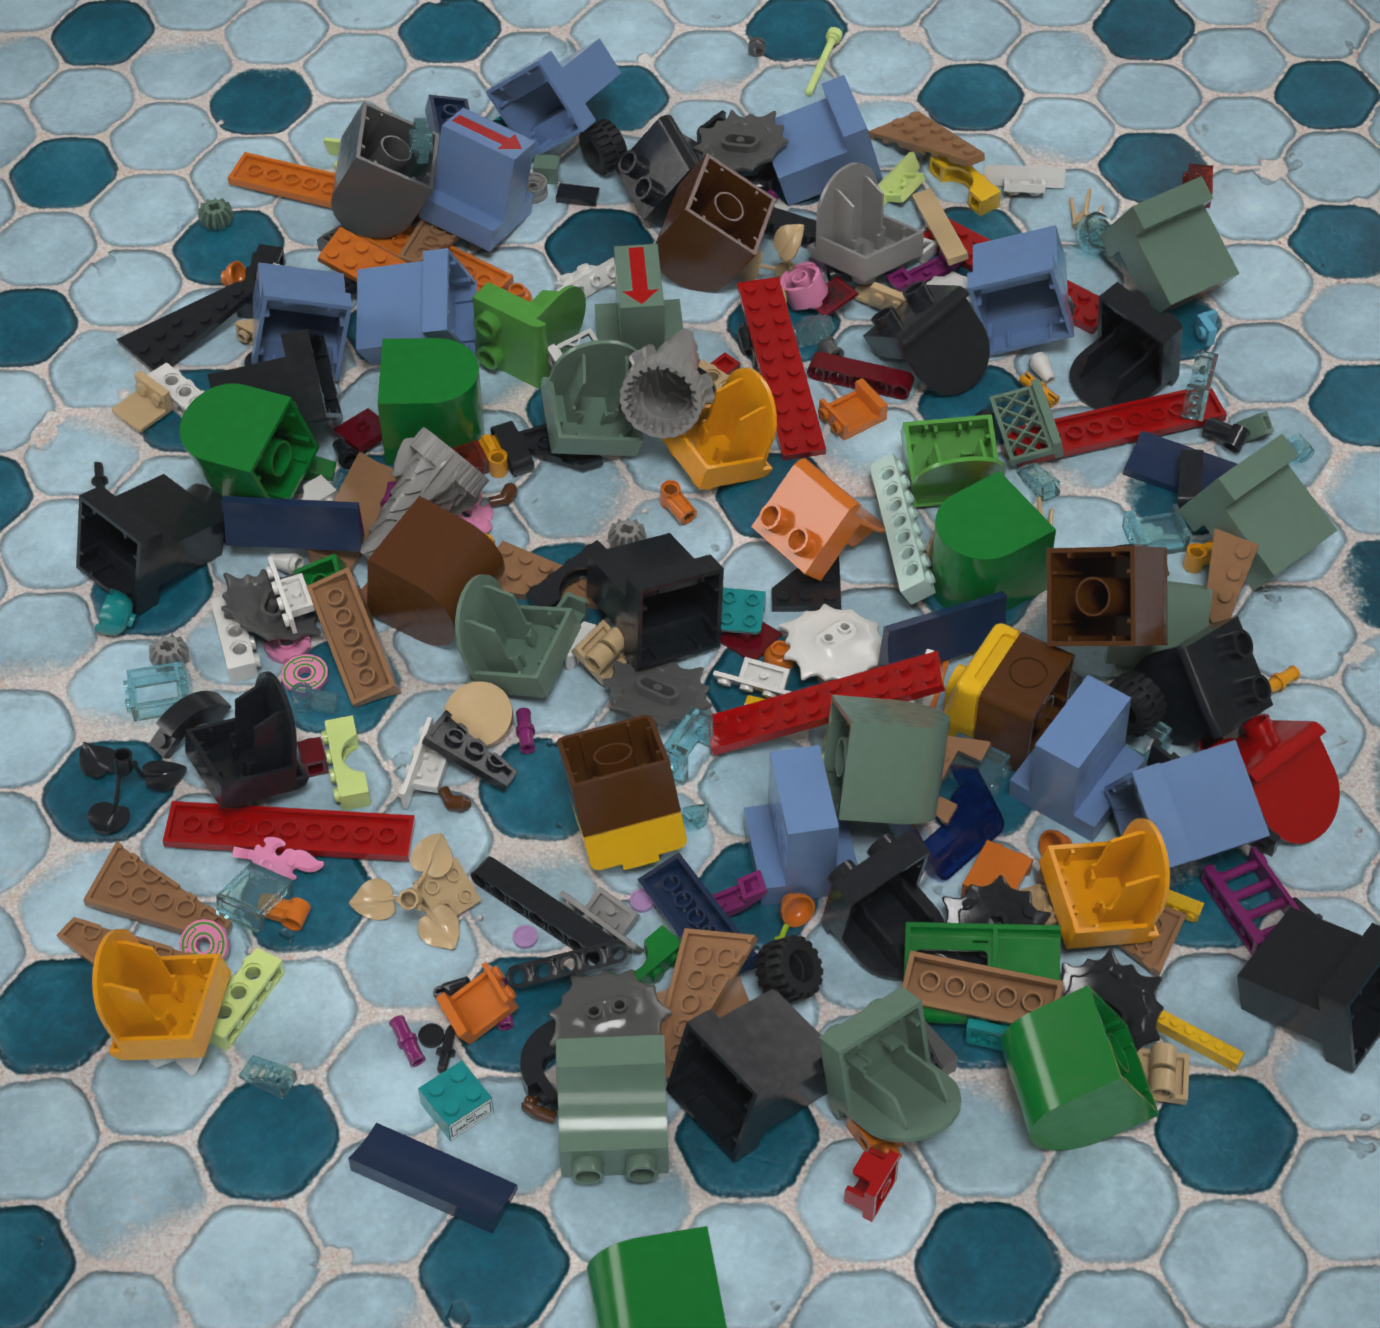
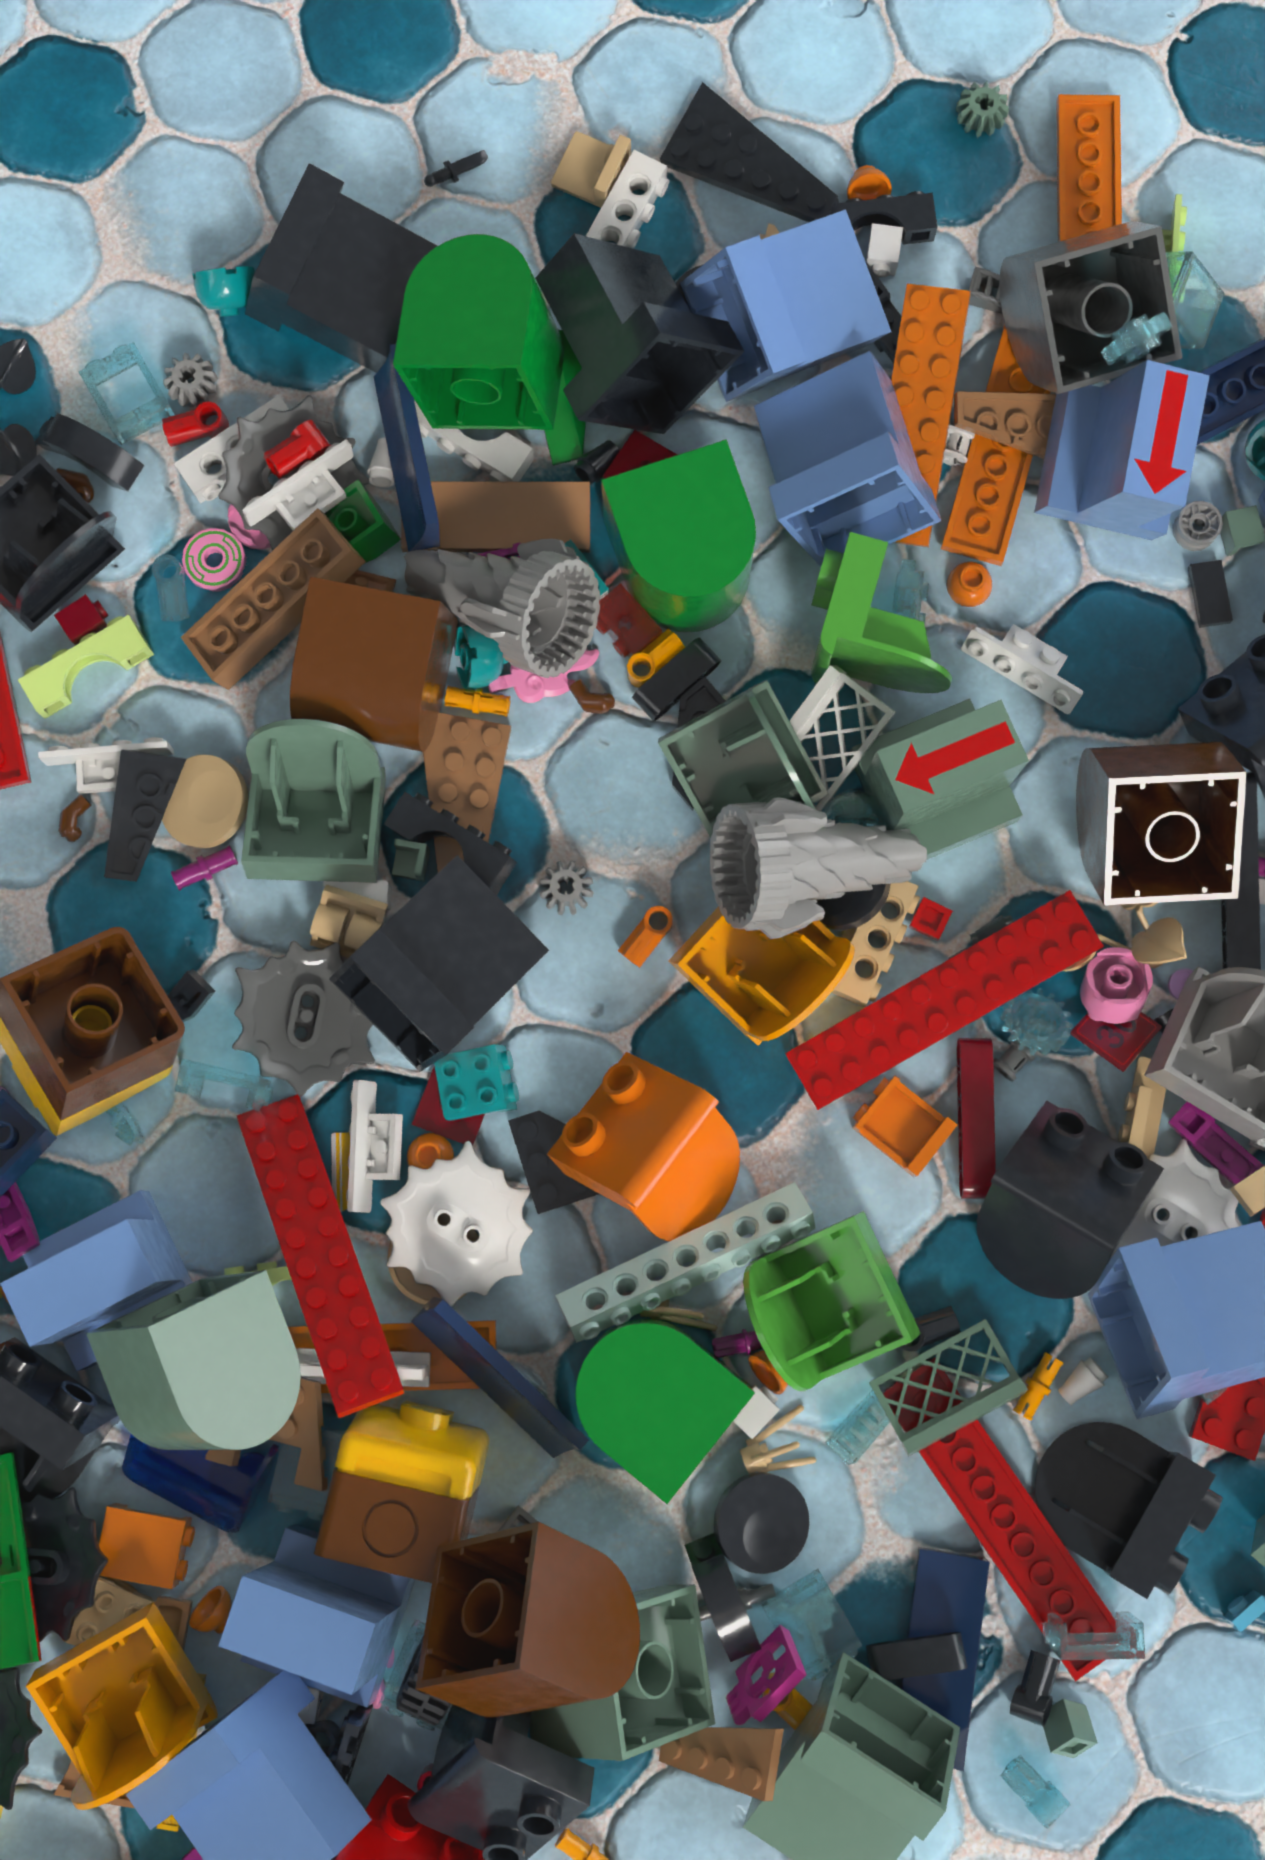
camera: 75 degrees right, 30 degrees up
(202, 657) = (192, 424): none -> red piece
(259, 585) = (303, 445): none -> red piece
(1083, 532) = (761, 1523): none -> black piece
(1196, 568) = (789, 1671): none -> dark pink piece

